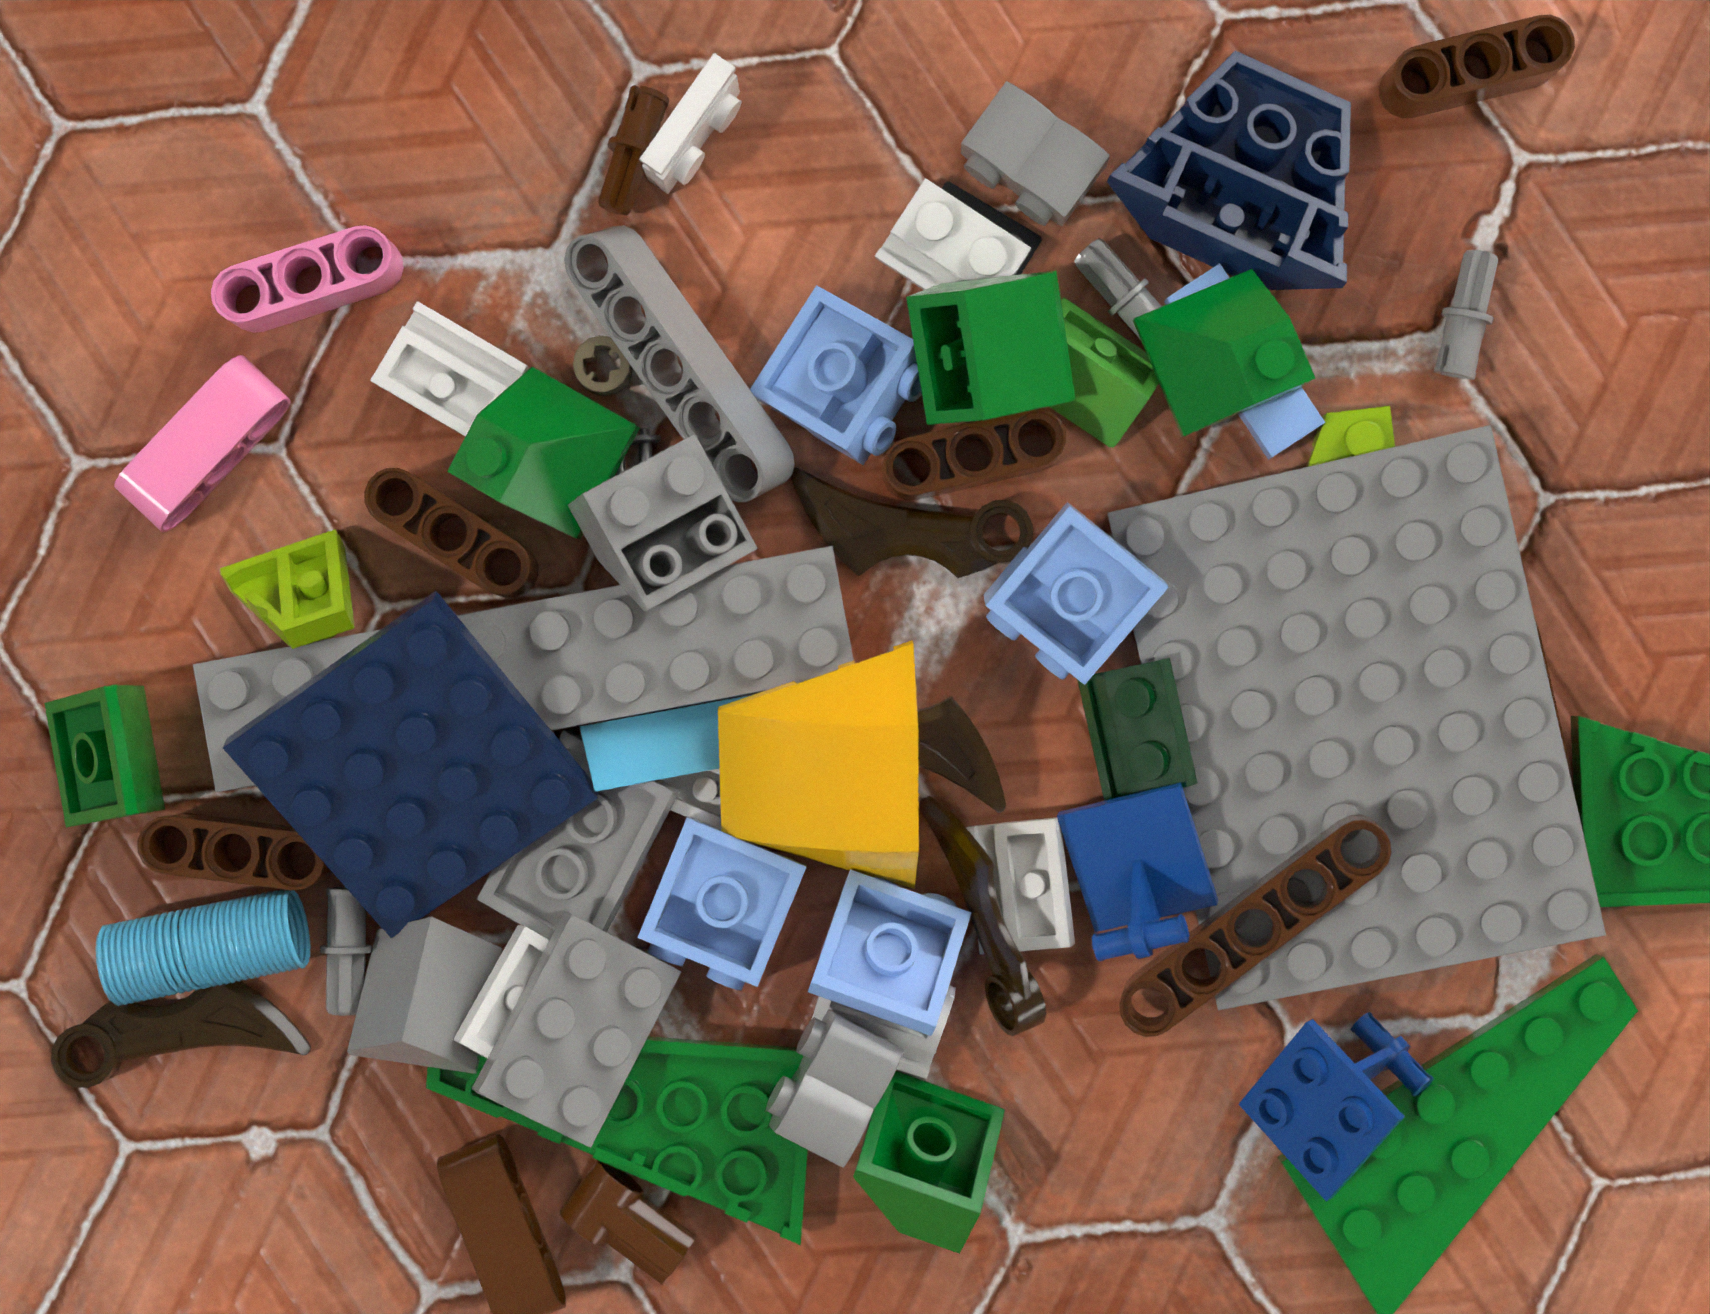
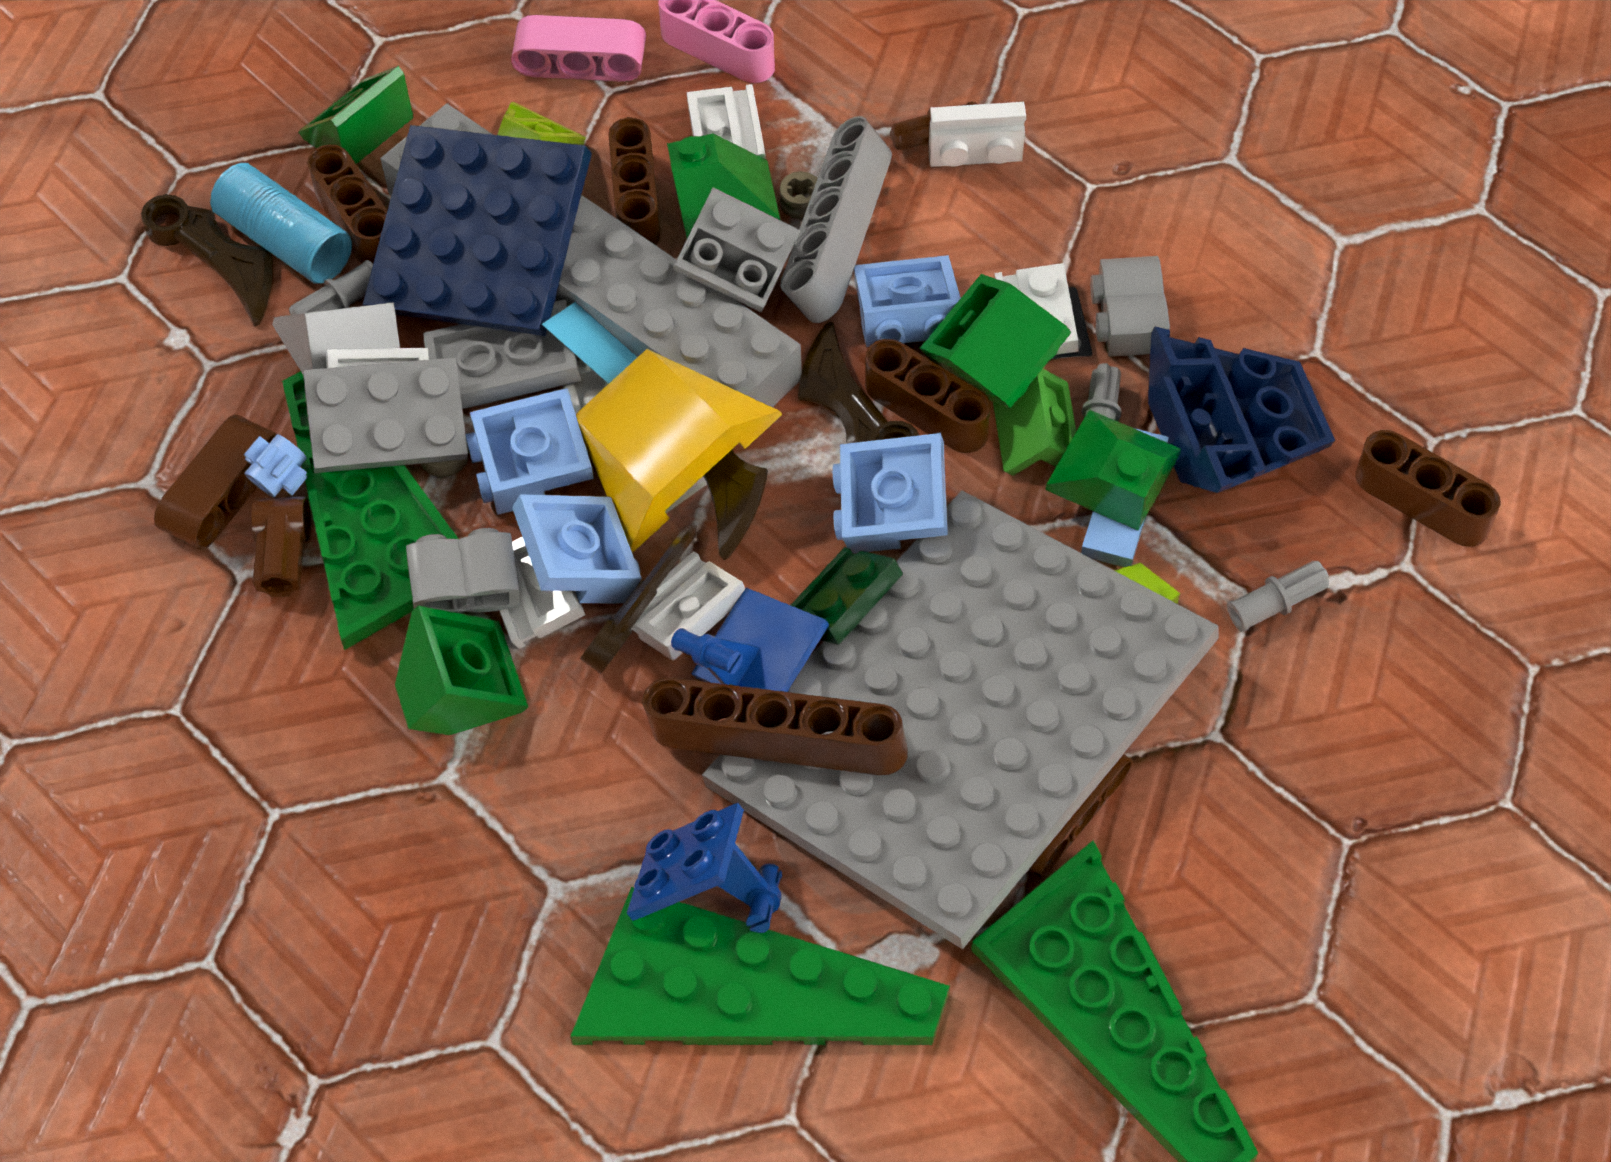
camera: 55 degrees right, 30 degrees down
(549, 1179) = (275, 465): none -> light blue gear

